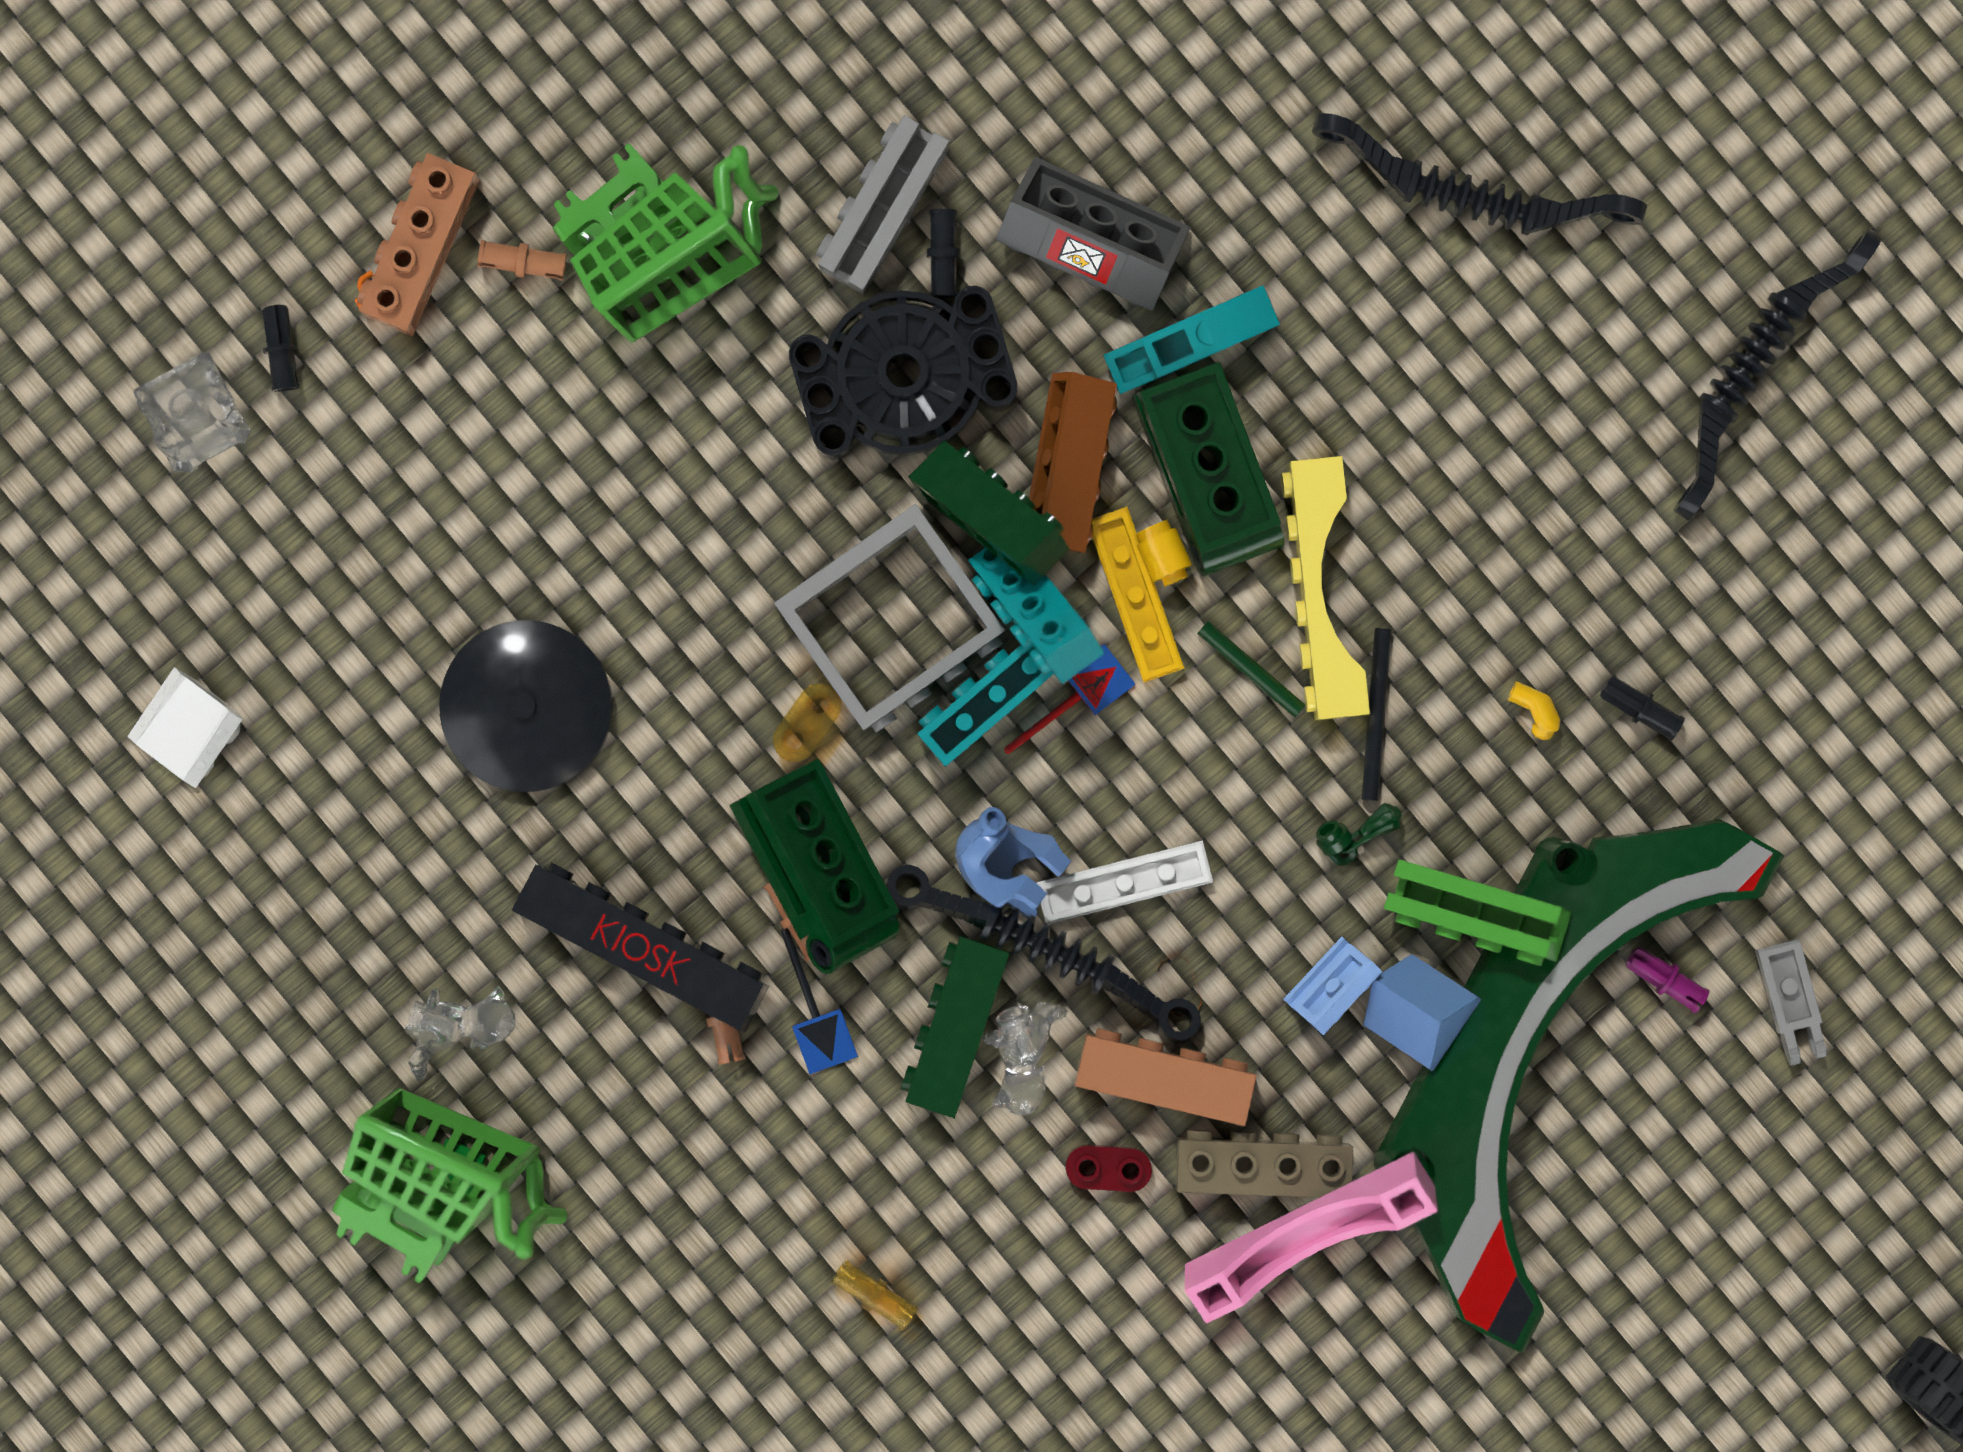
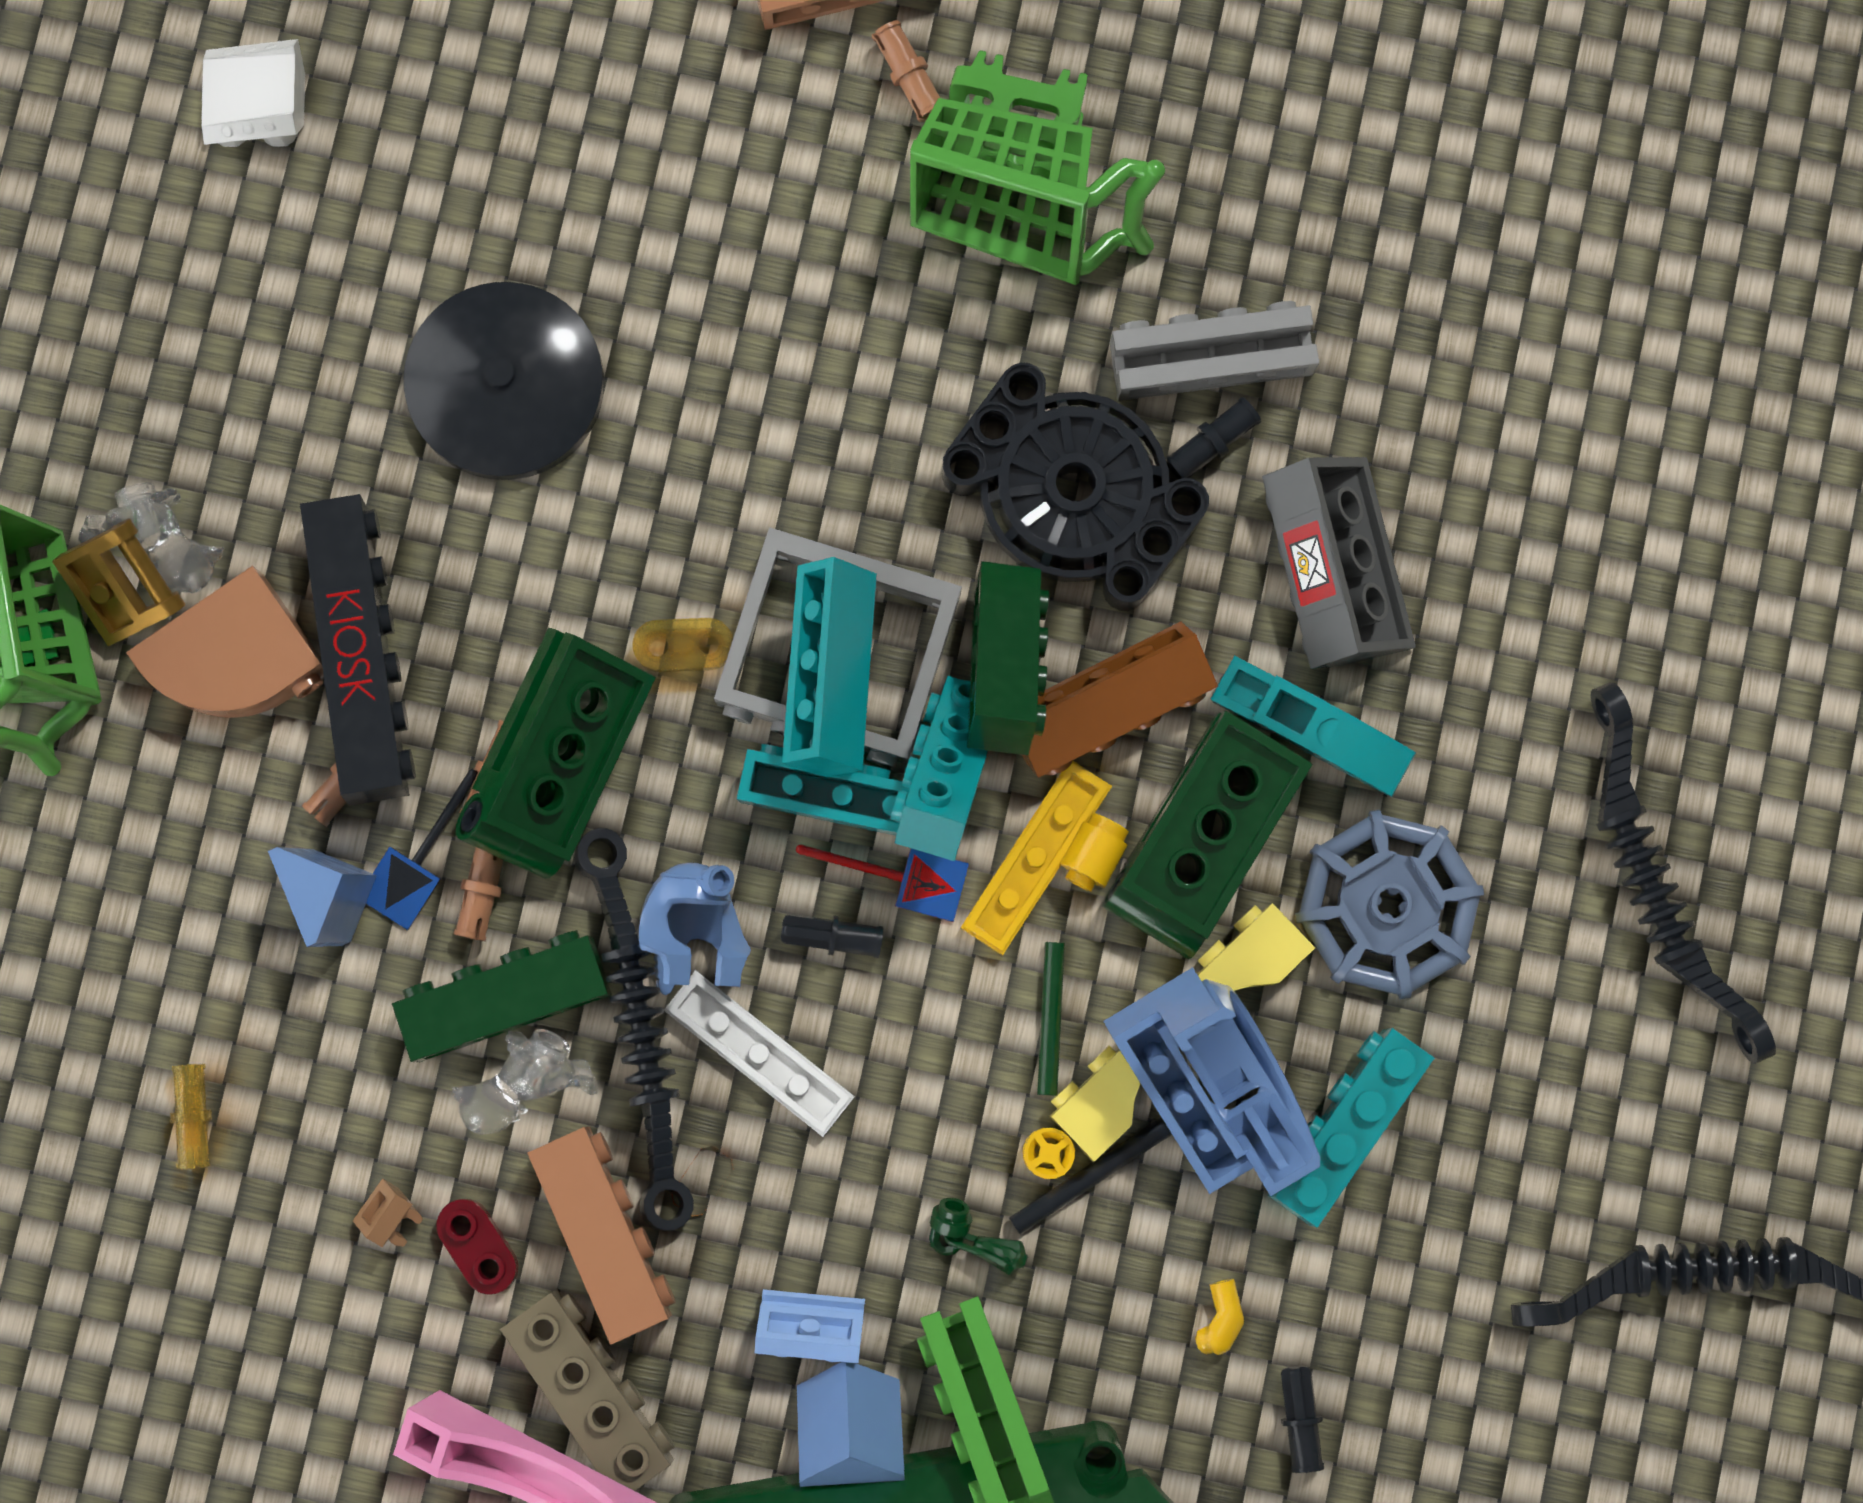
camera: 50 degrees right, 5 degrees down
(470, 1087) = (106, 590): none -> pearl gold plate
(577, 1033) = (232, 652): none -> nougat brick
(793, 1092) = (322, 894): none -> medium blue slope
(873, 990) = (479, 895): none -> nougat pin
(906, 636) = (829, 667): none -> teal brick
(1040, 1214) = (384, 1213): none -> medium nougat tile
(1083, 772) = (832, 935): none -> black axle
(1347, 733) = (1053, 1157): none -> yellow wheel
(1369, 366) = (1380, 932): none -> sand blue plate
(1372, 570) = (1230, 1061): none -> medium blue piece
(1476, 525) = (1355, 1120): none -> teal brick

